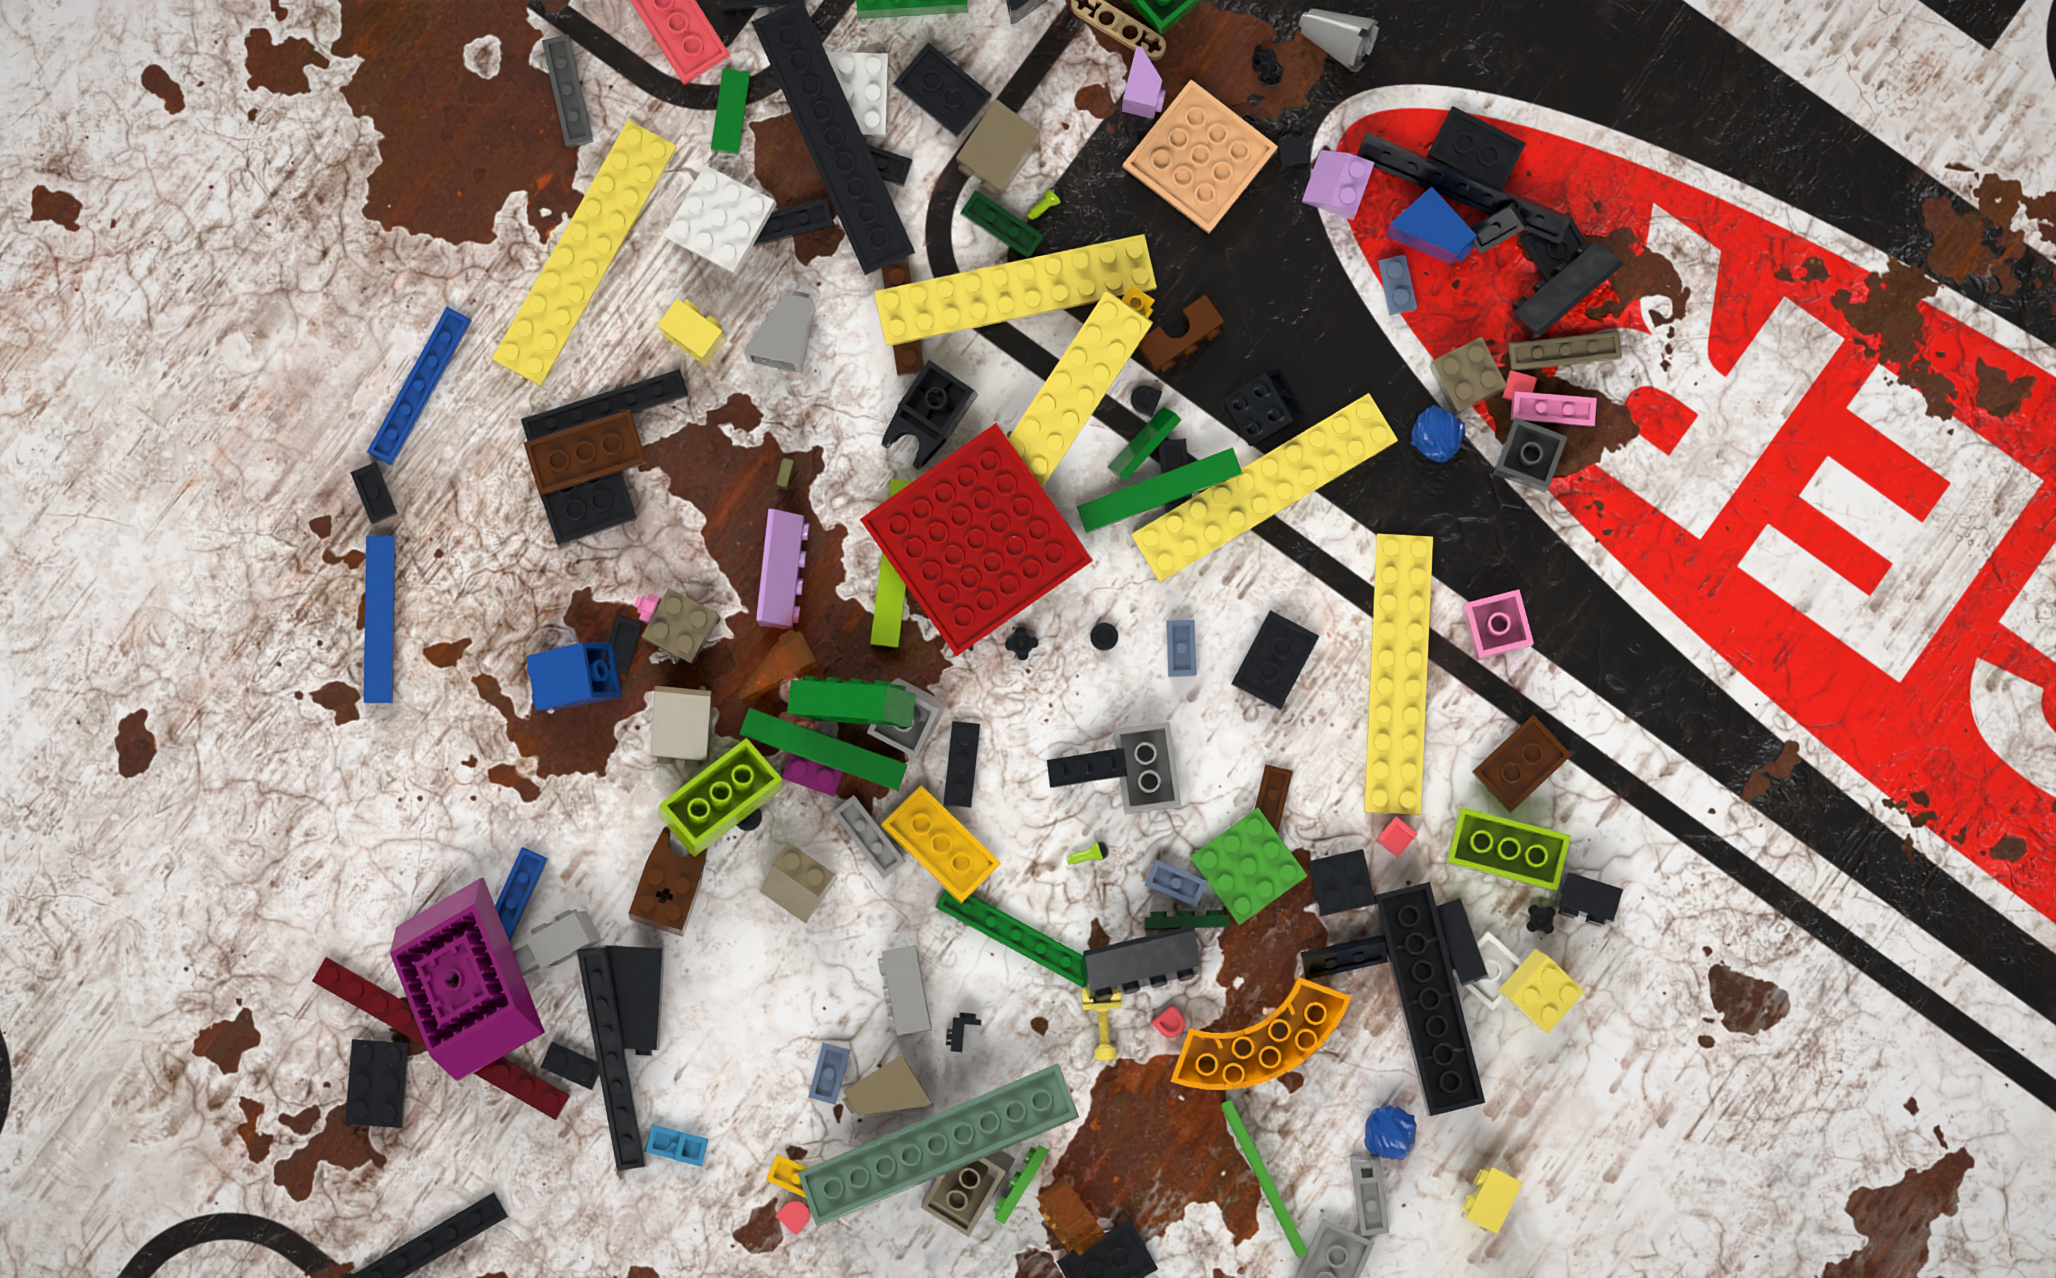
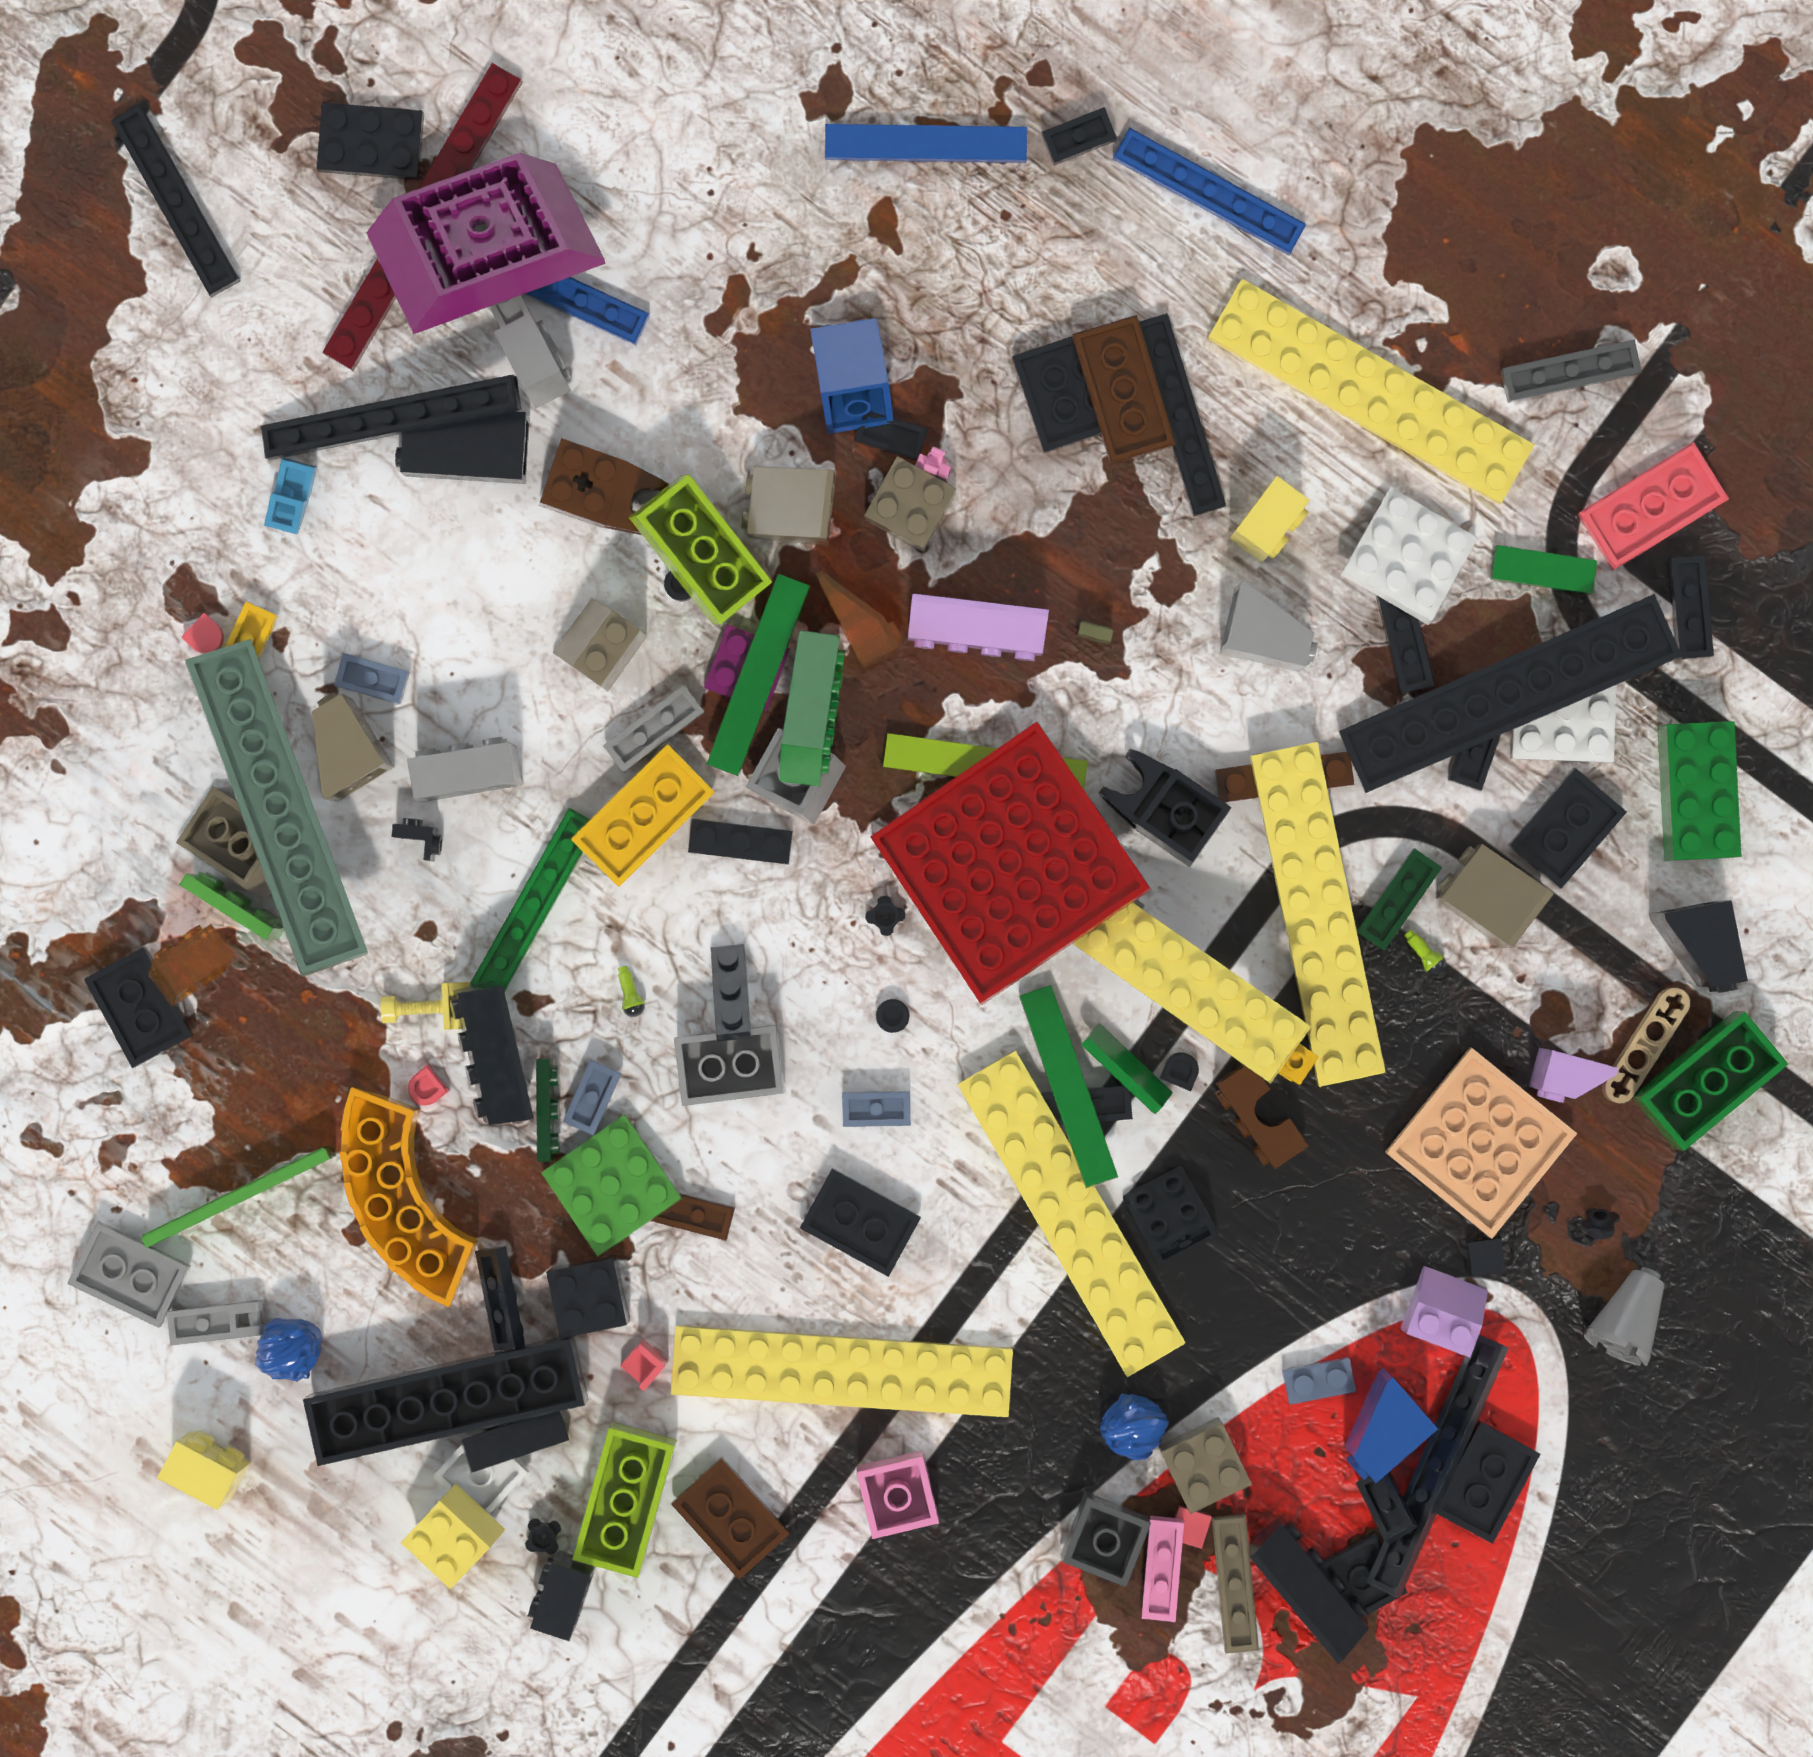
camera: 90 degrees right, 5 degrees up
(571, 1065) = (387, 370): black plate -> none

